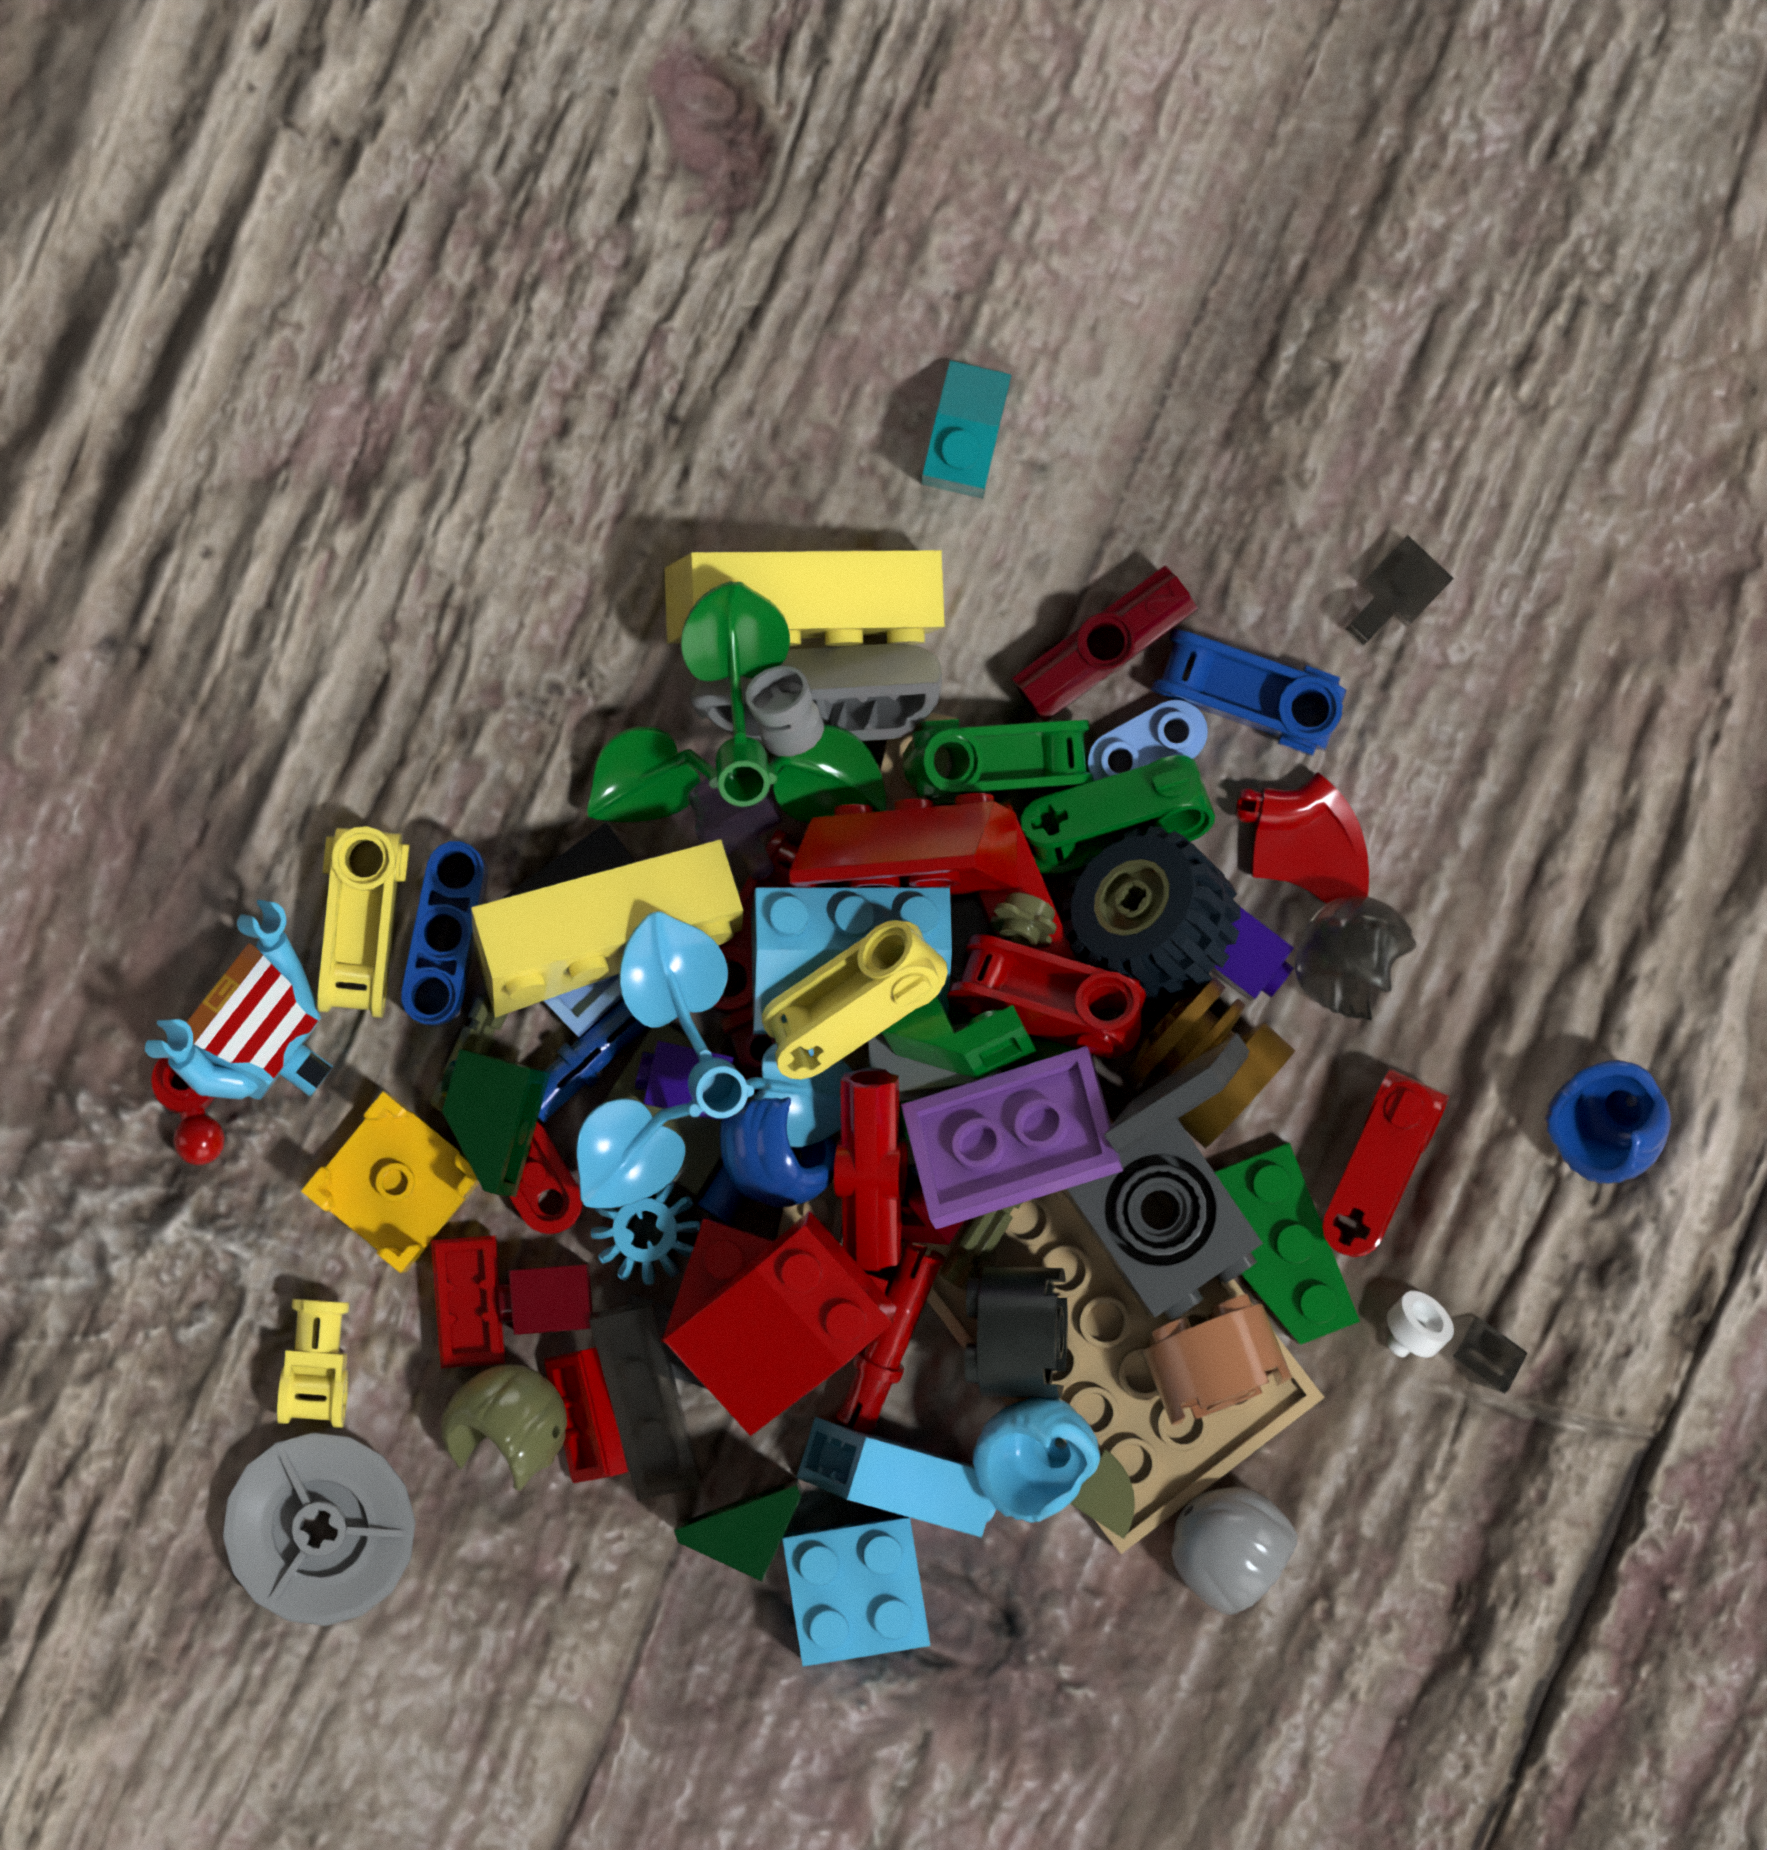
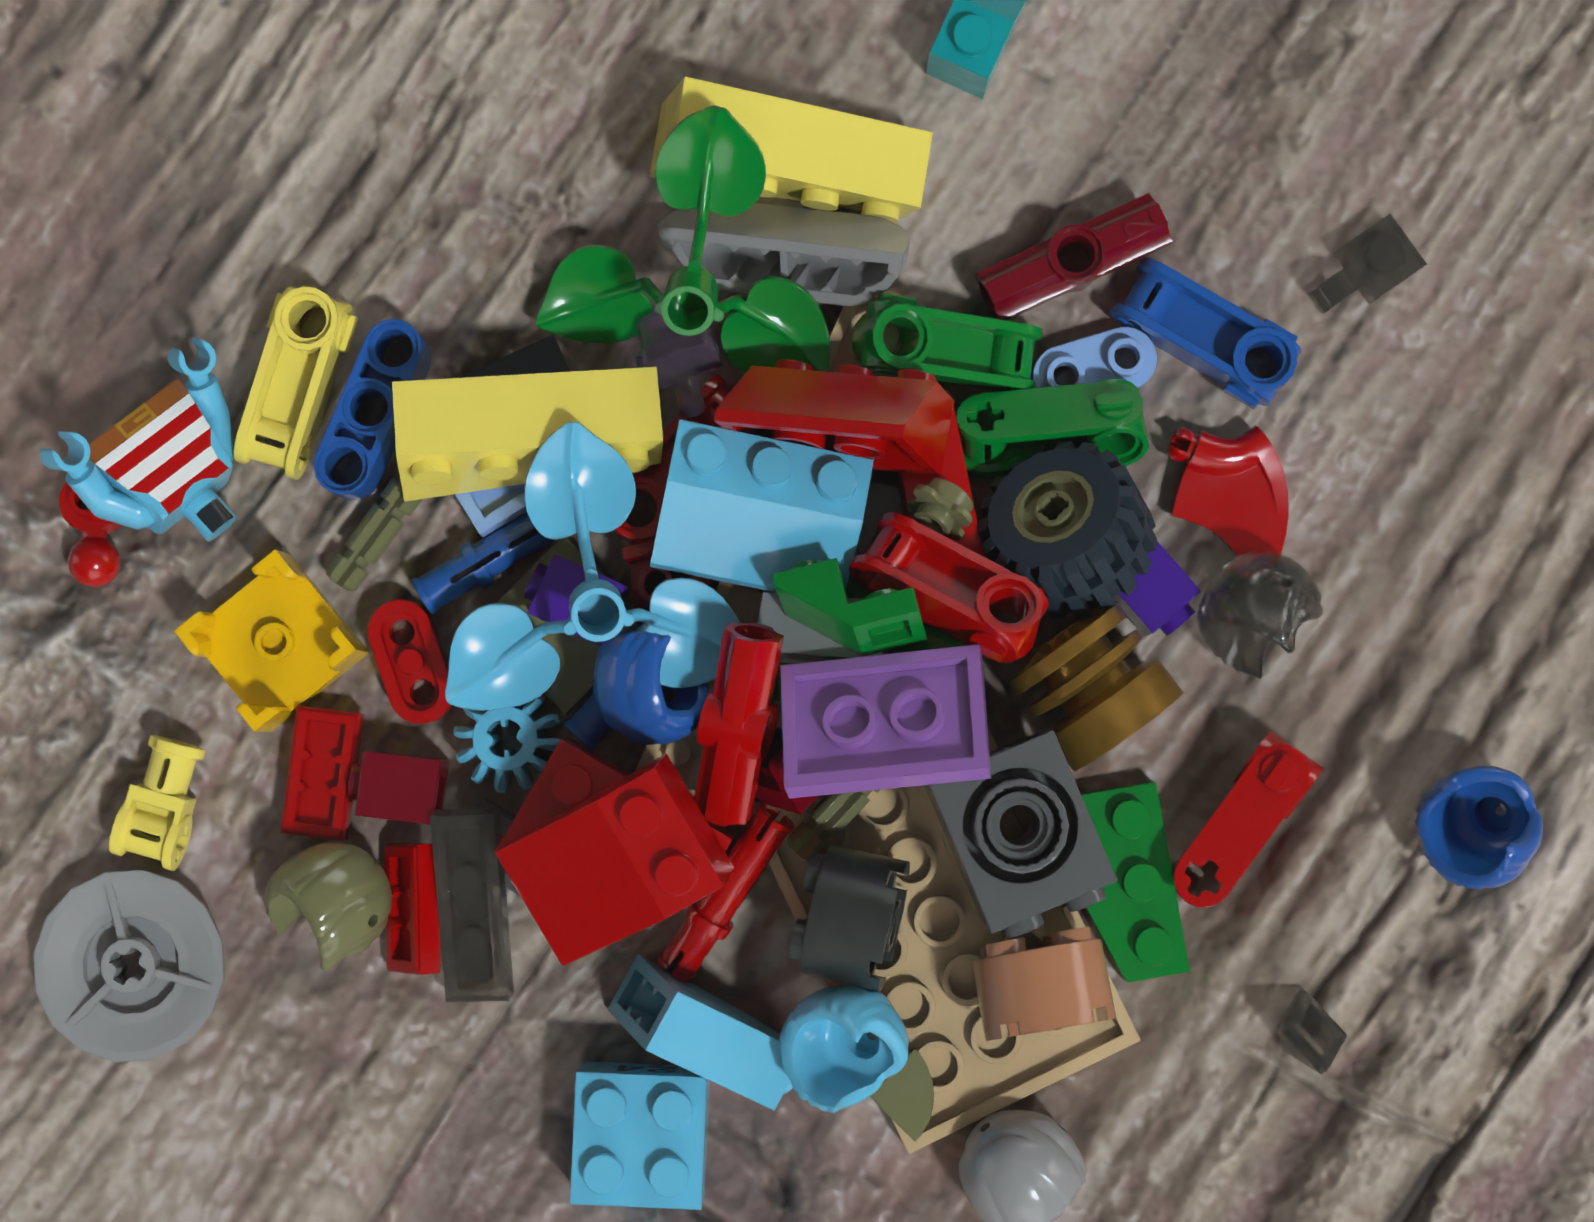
camera: 25 degrees right, 0 degrees up
(493, 1115) = (378, 596): dark green slope -> none
(744, 1531) = (537, 1056): dark green slope -> none
(784, 711) = (745, 263): light grey wheel -> none
(853, 998) = (754, 548): light yellow piece -> none
(1177, 1094) = (1061, 712): dark grey tile -> none
(1418, 1325) = (1247, 988): white tile -> none

